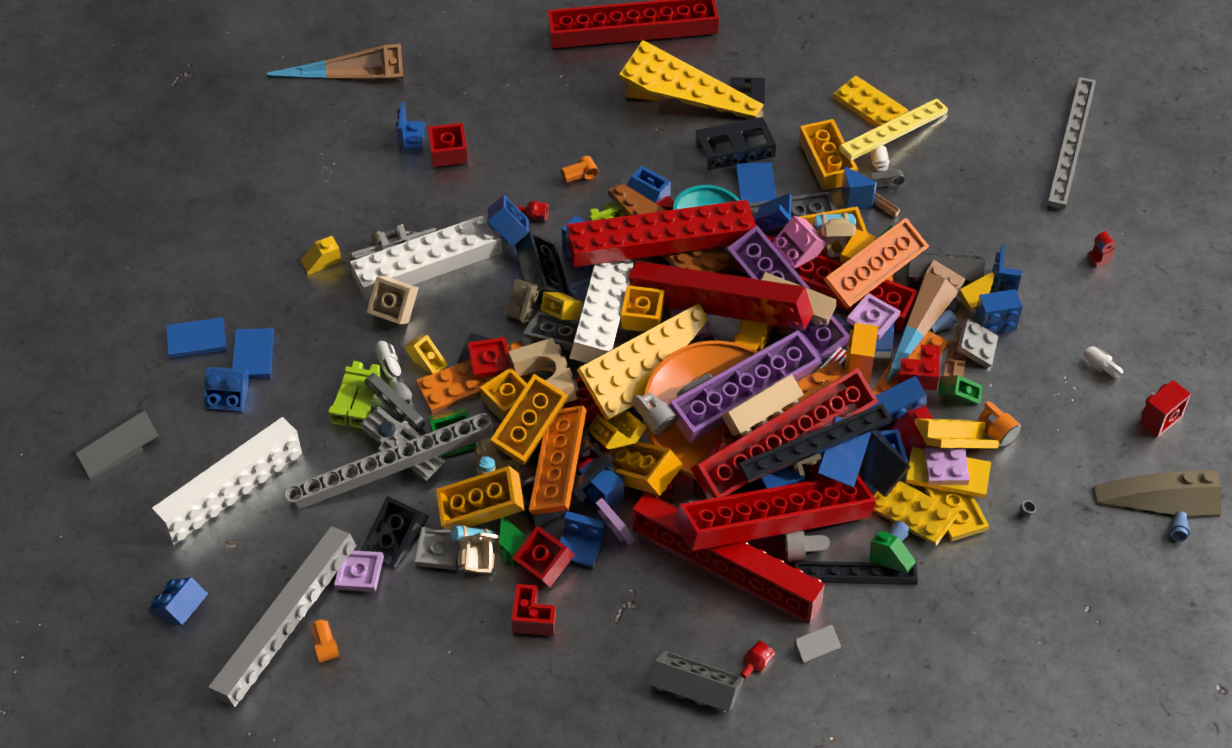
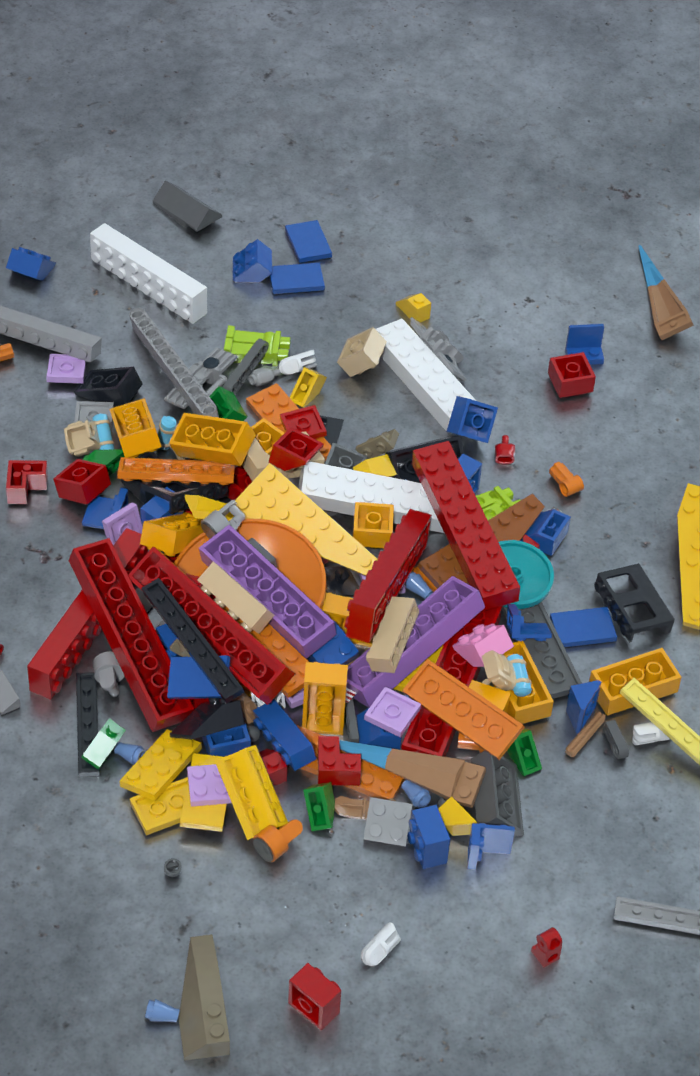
camera: 80 degrees right, 5 degrees down
(560, 348) = (293, 450): none -> red slope

